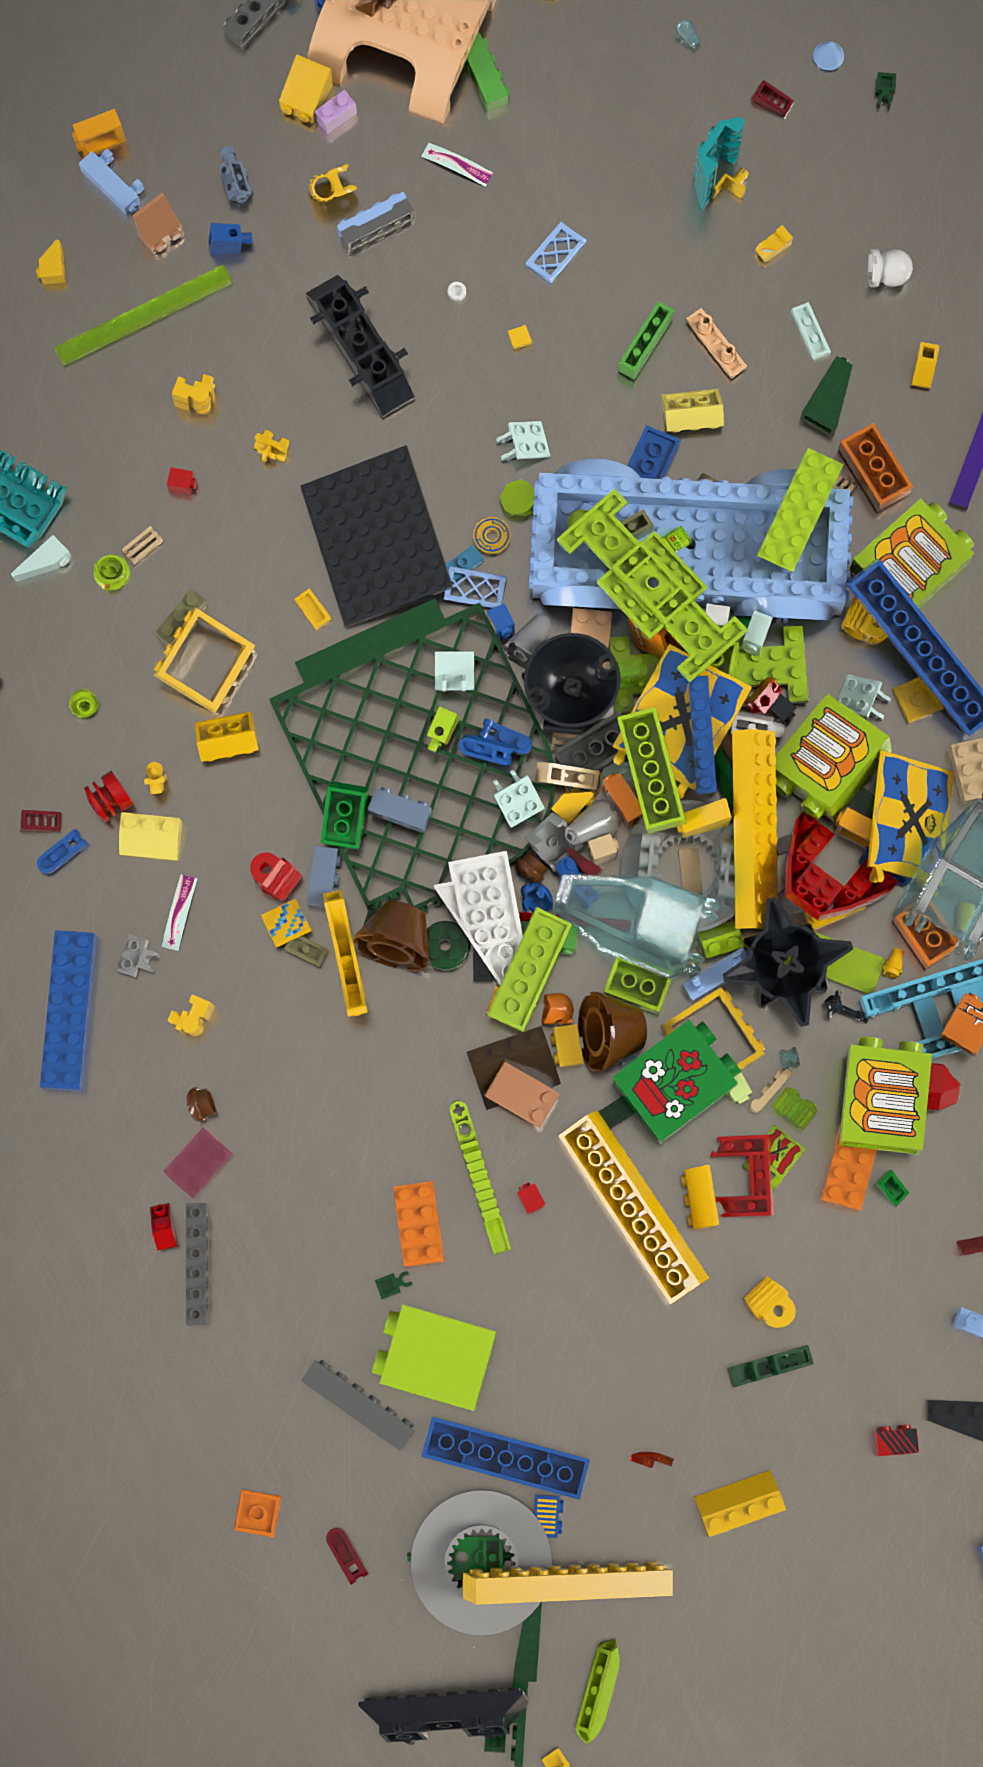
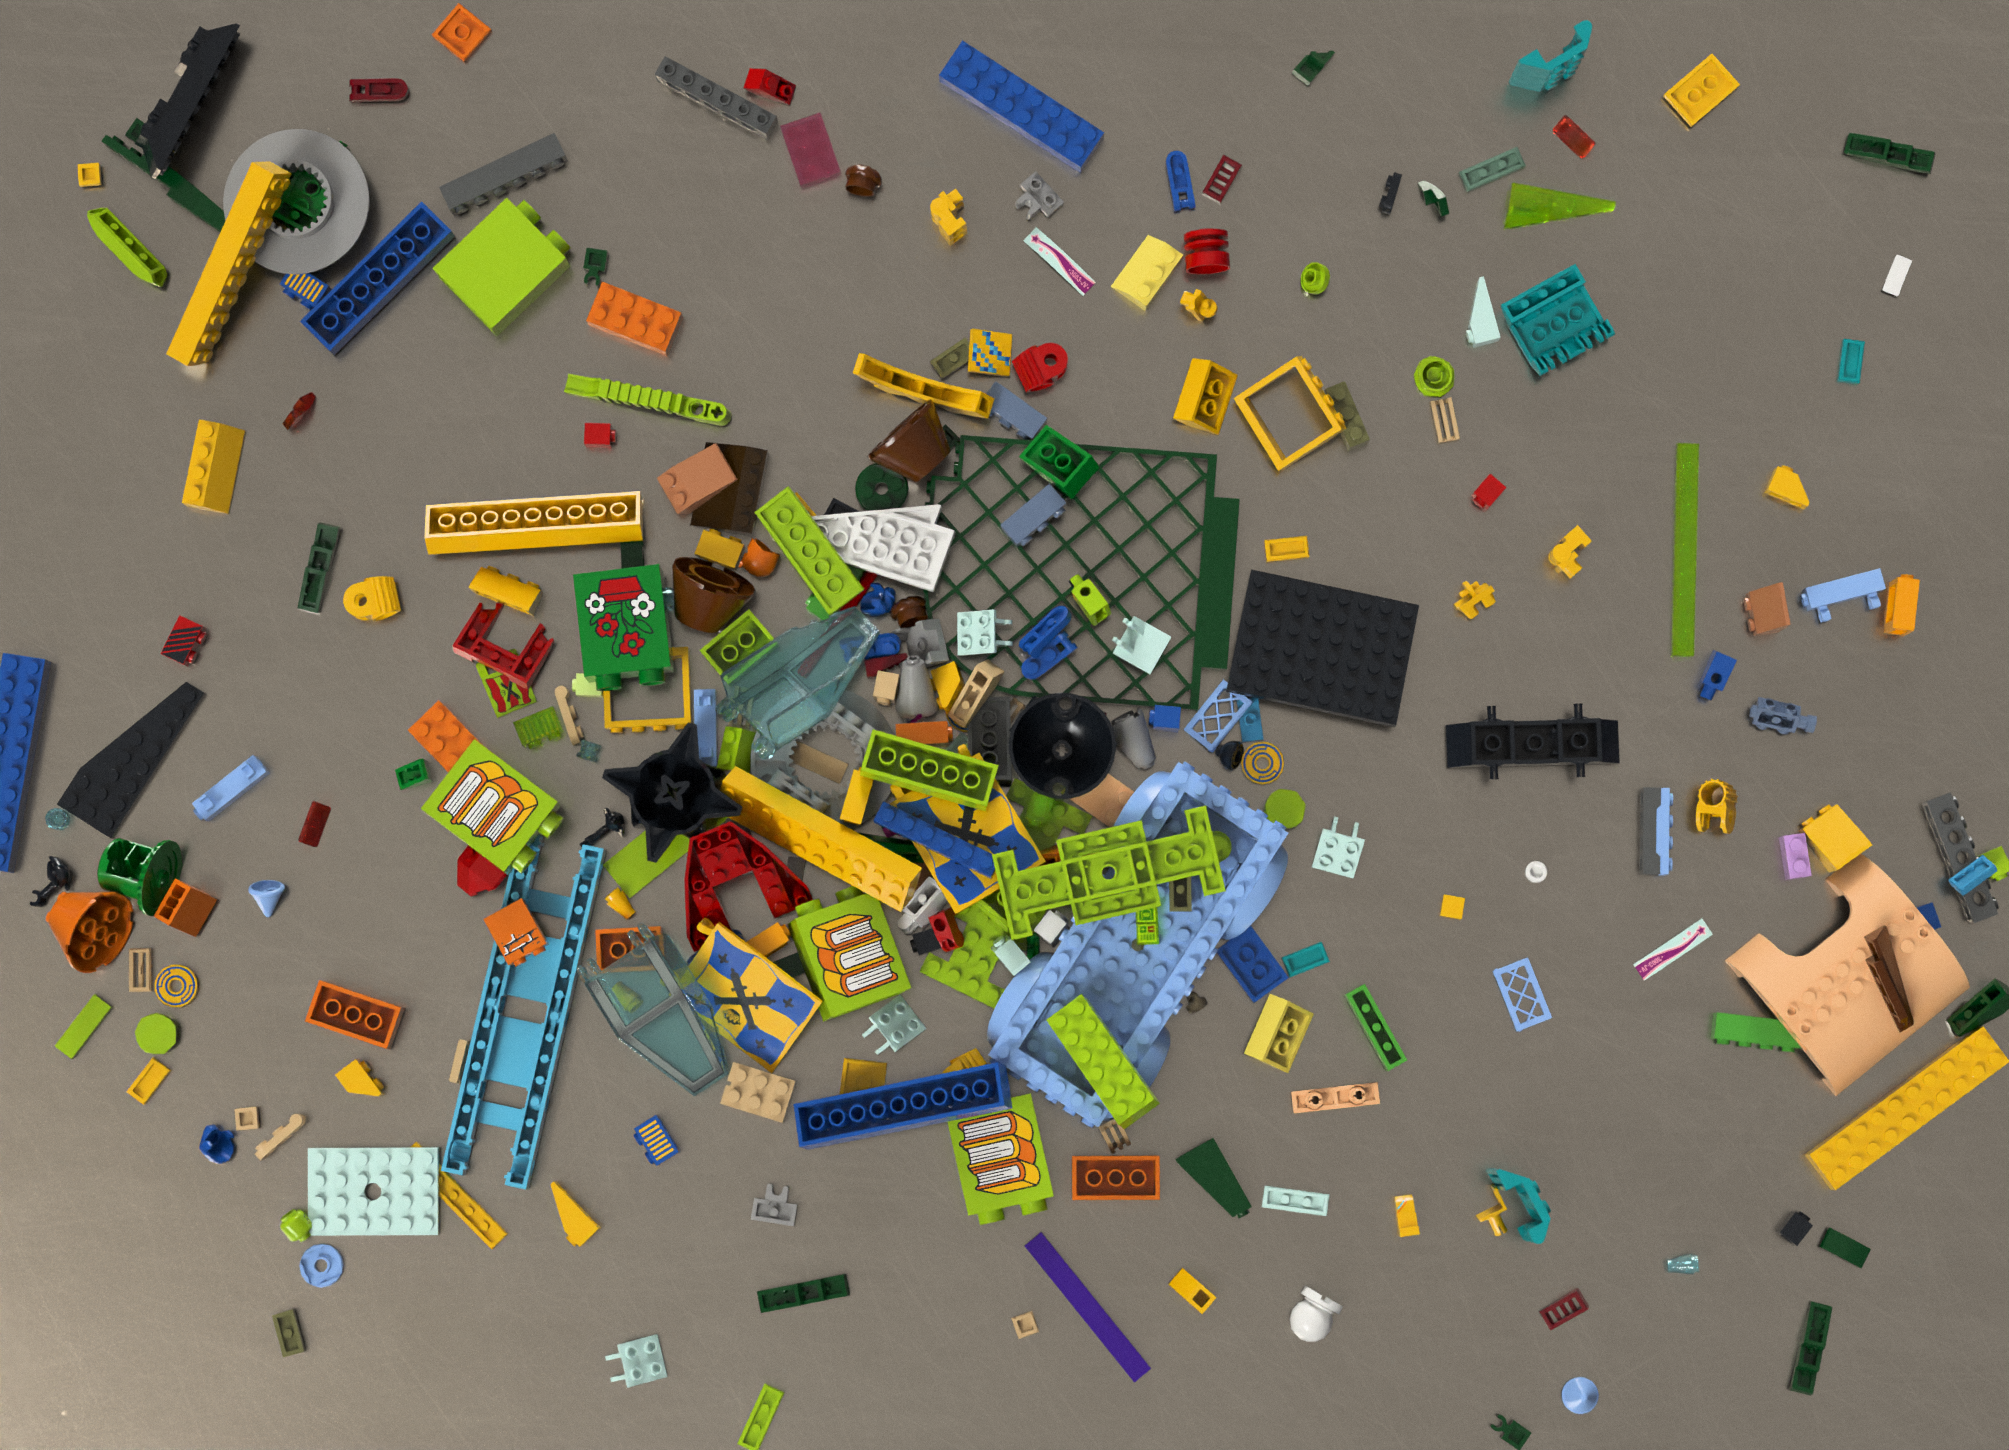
camera: 120 degrees right, 5 degrees up
(499, 562) = (1230, 754): none -> black brick
(624, 422) = (1305, 959): none -> teal tile

